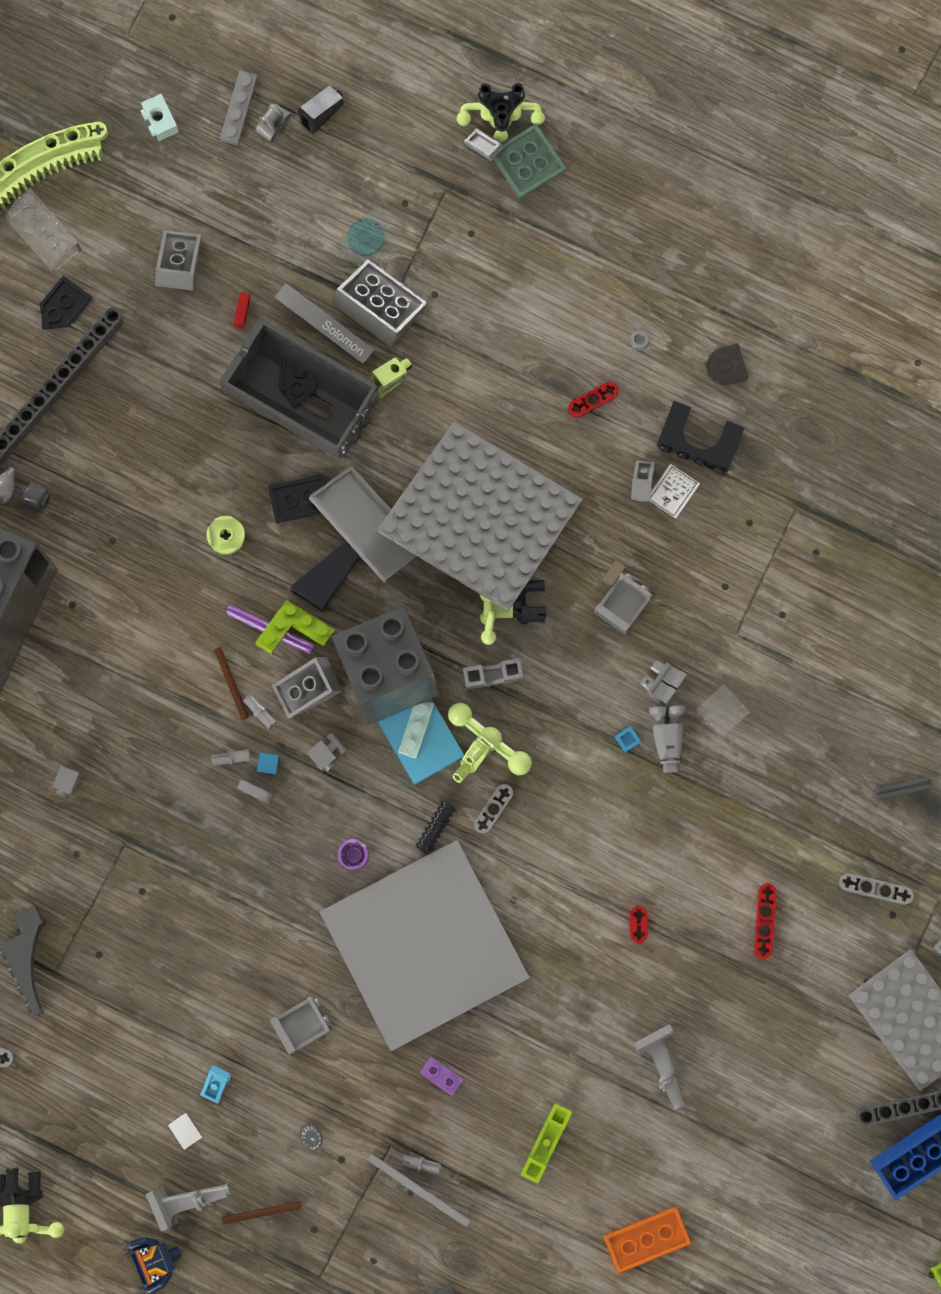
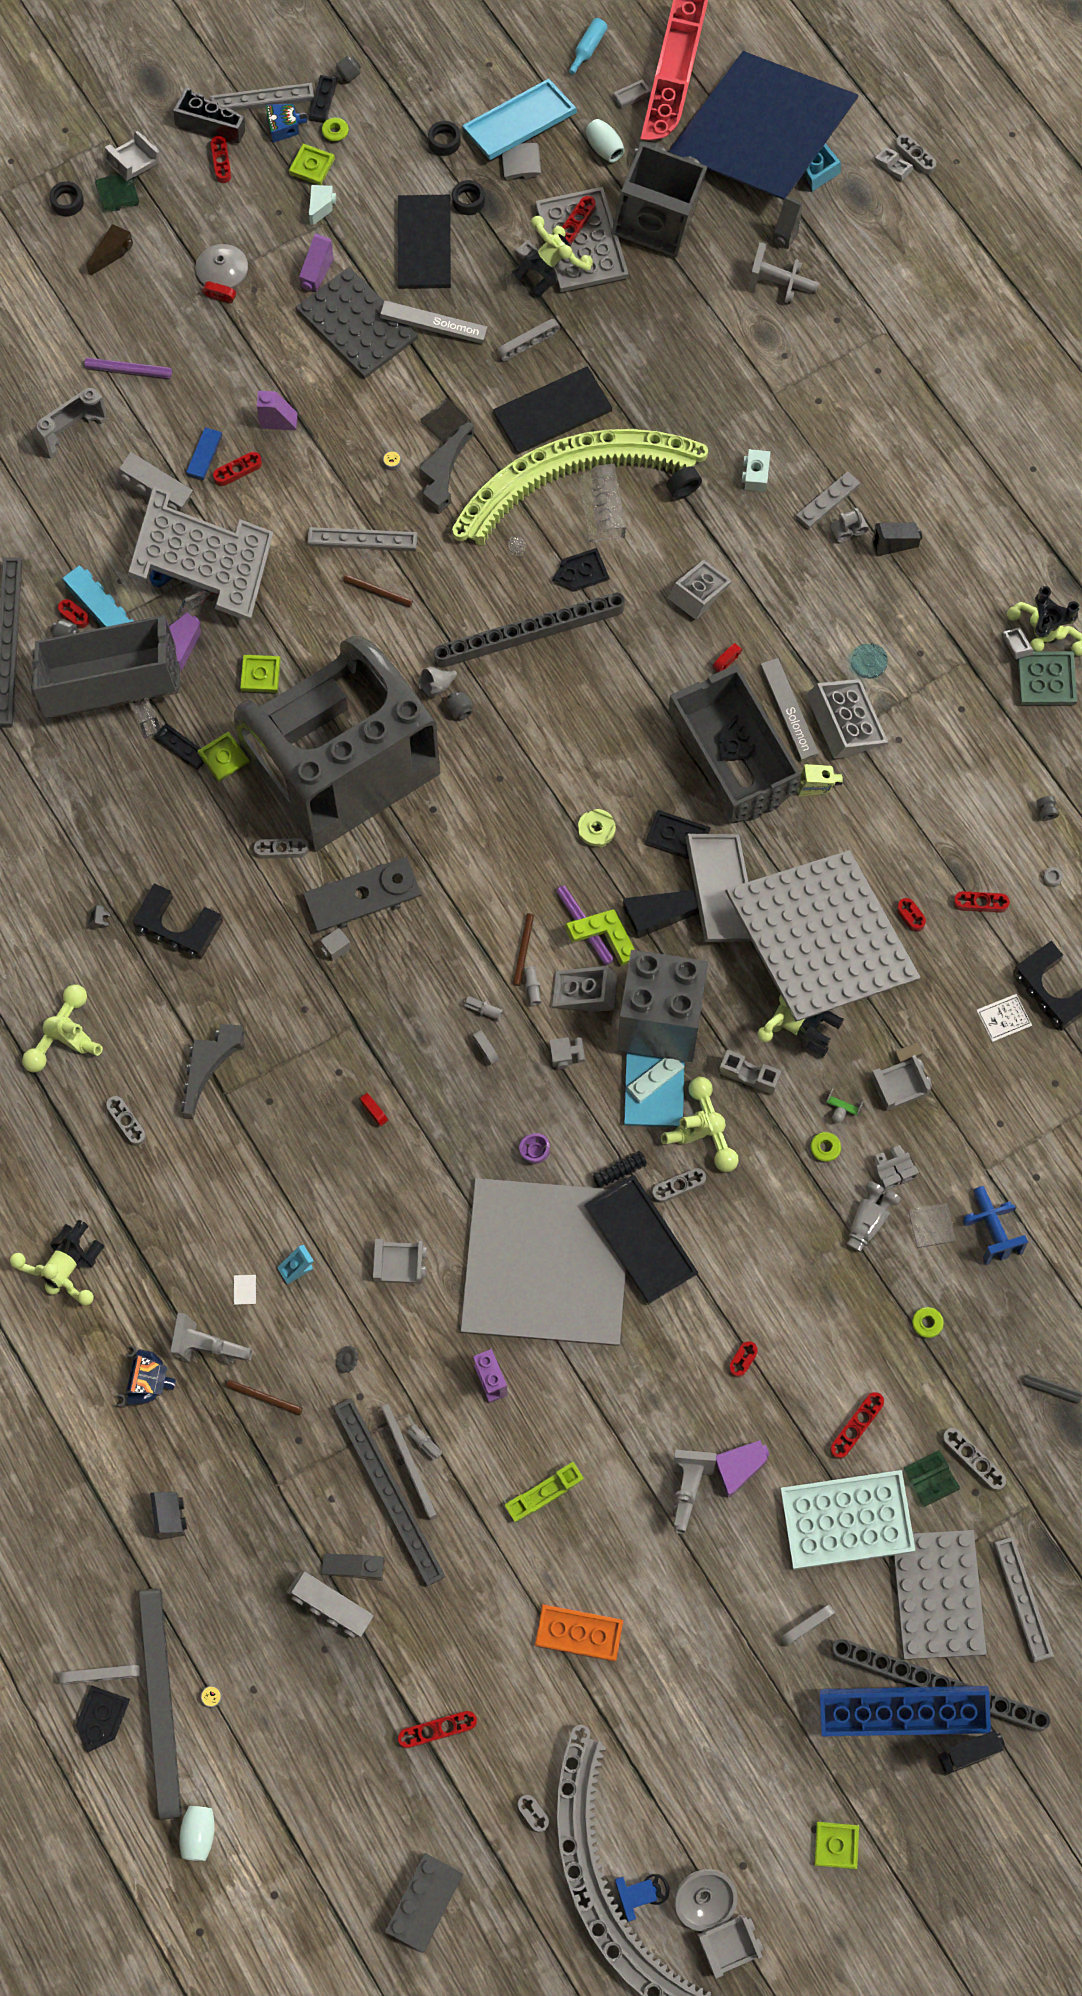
camera: 35 degrees right, 10 degrees down
(44, 743) = (338, 904): none -> dark grey piece
(103, 168) = (684, 482): none -> black tyre
(194, 906) = (373, 1109): none -> red beam
(268, 763) = (511, 1032): dark azure tile -> none
(418, 1225) = (389, 1492): none -> dark grey plate
(491, 876) = (641, 1239): none -> black tile
(543, 443) = (914, 912): none -> red beam
(587, 655) = (842, 1107): none -> piece
(597, 689) = (825, 1137): none -> lime piece
(599, 281) = (1048, 808): none -> dark grey wheel
(627, 739) = (833, 1198): dark azure tile -> none
(642, 481) = (982, 992): light grey slope -> none
(691, 1016) = (740, 1465): none -> medium lavender slope
(765, 673) = (1002, 1245): none -> blue piece
(773, 788) = (934, 1315): none -> lime piece
(806, 1006) = (848, 1520): none -> light aqua plate
(827, 1114) = (807, 1625): none -> light grey beam
(851, 927) = (931, 1478): none -> clear green slope

